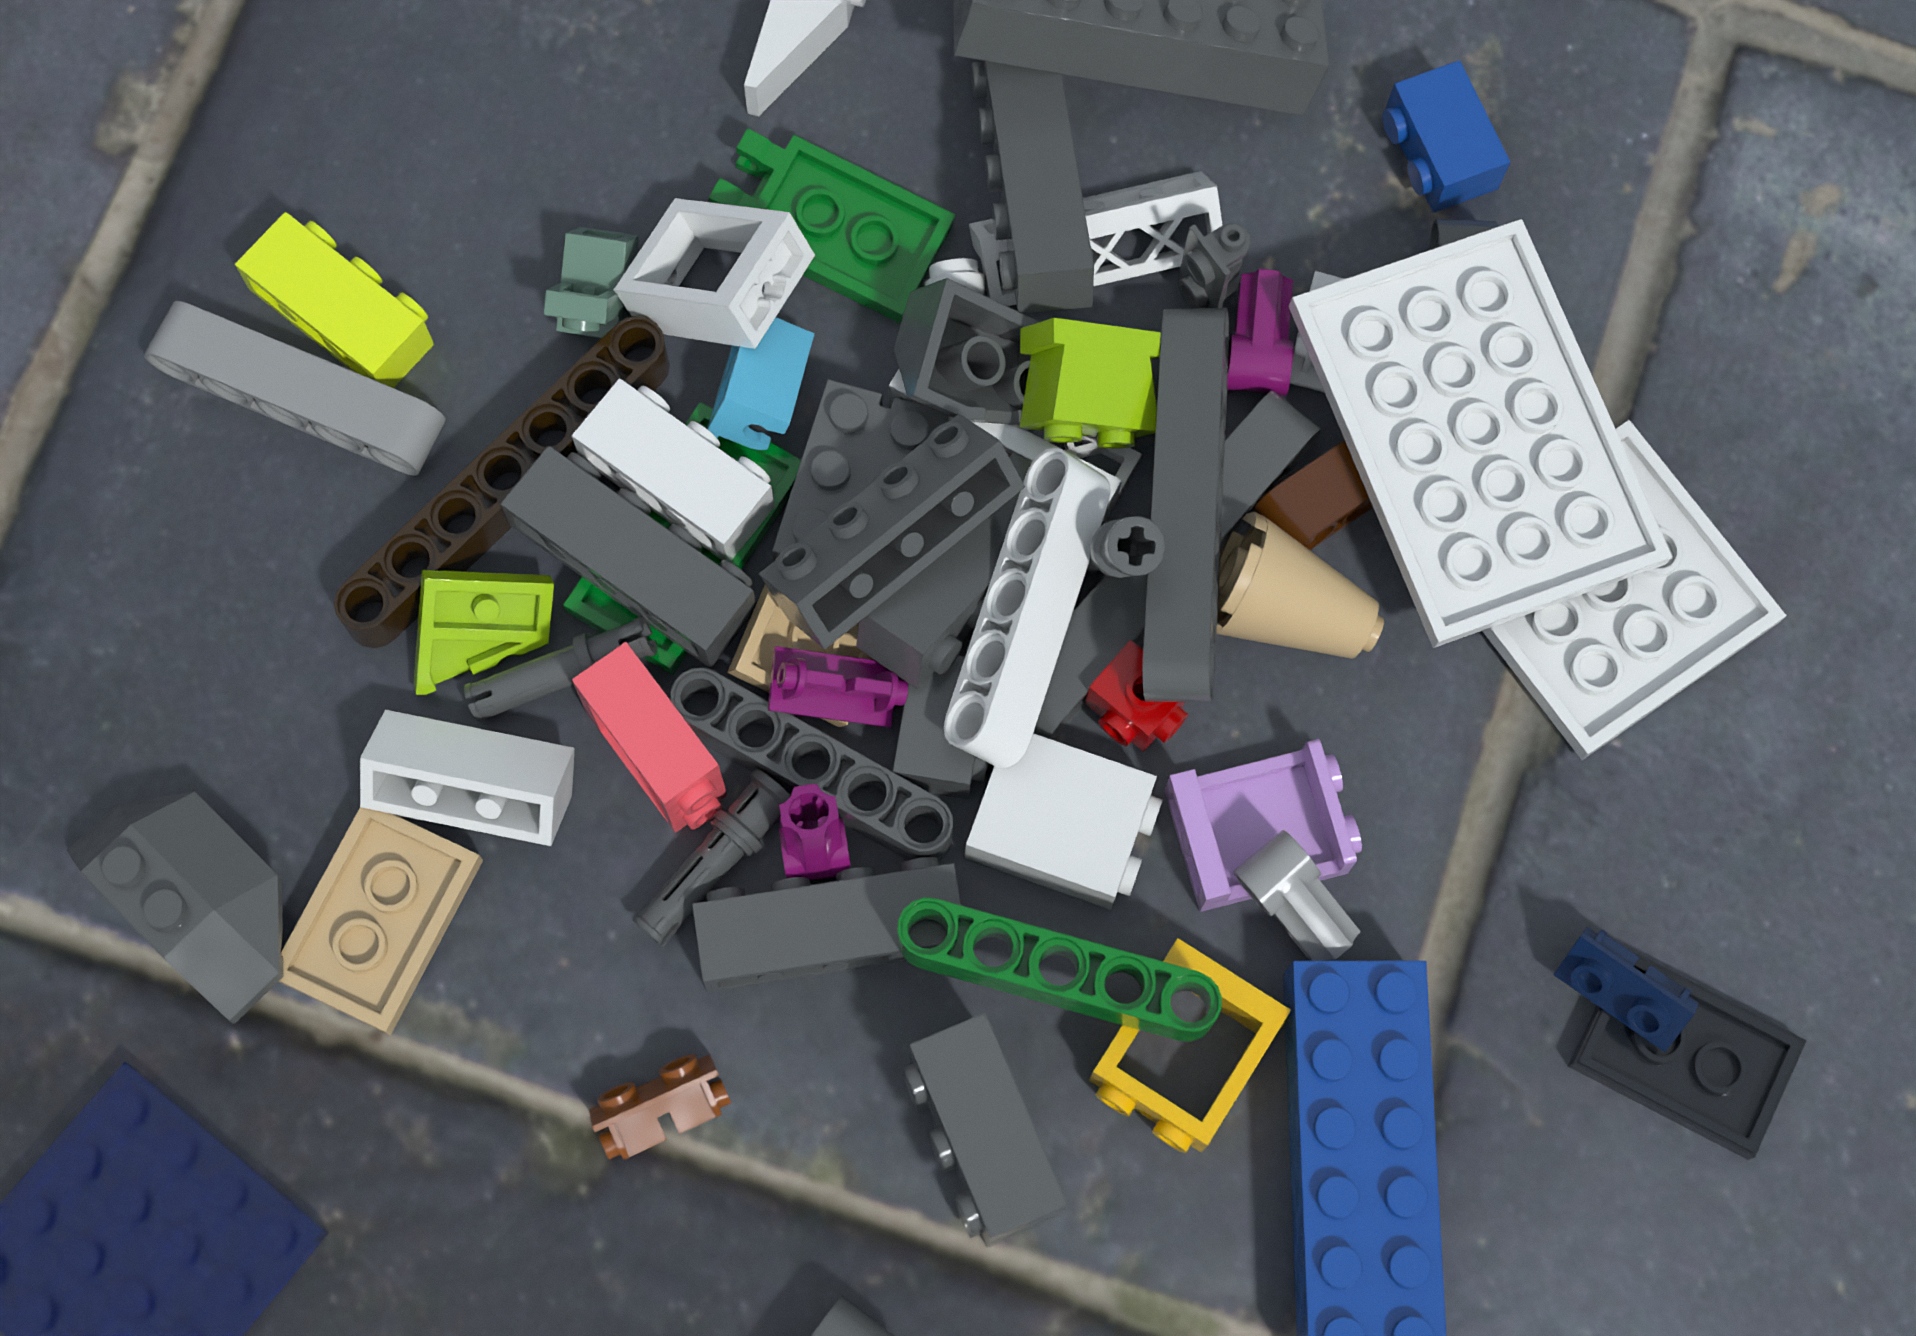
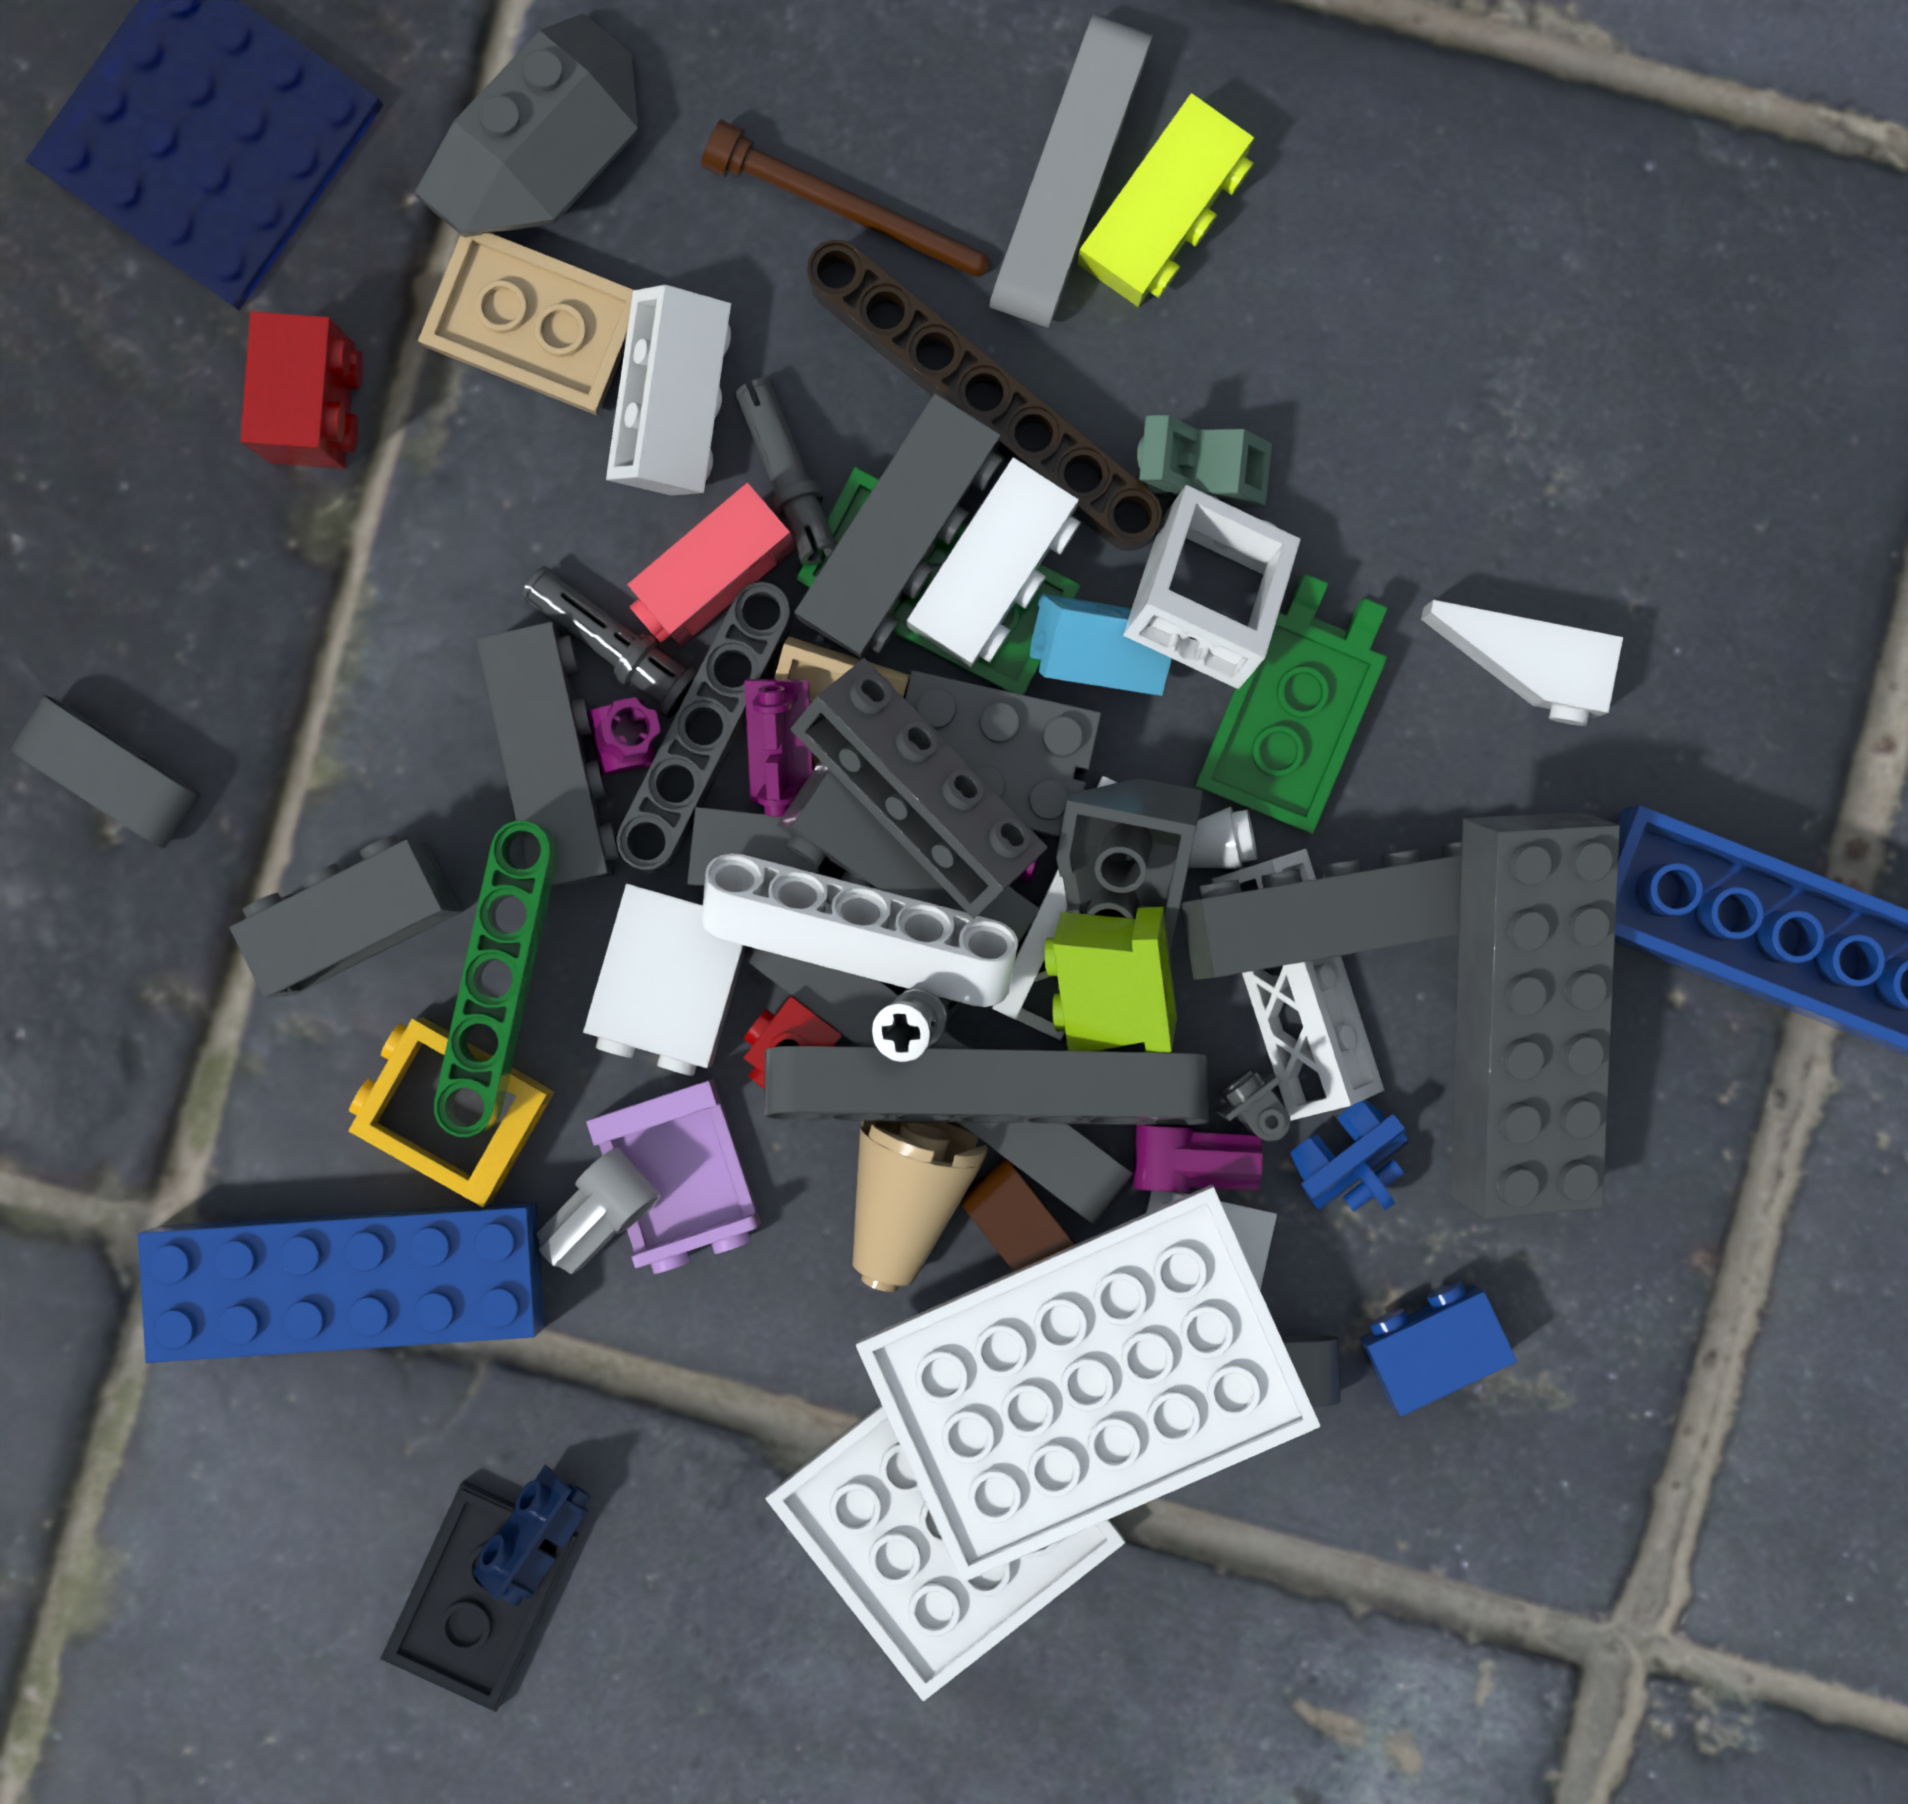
camera: 90 degrees right, 15 degrees up
(232, 706) = (733, 153): none -> reddish brown piece
(423, 1148) = (300, 390): none -> red brick
(477, 621) = (832, 385): lime wing -> none
(633, 1110) = (358, 581): hinge -> none
(1278, 222) = (1375, 1142): none -> blue hips

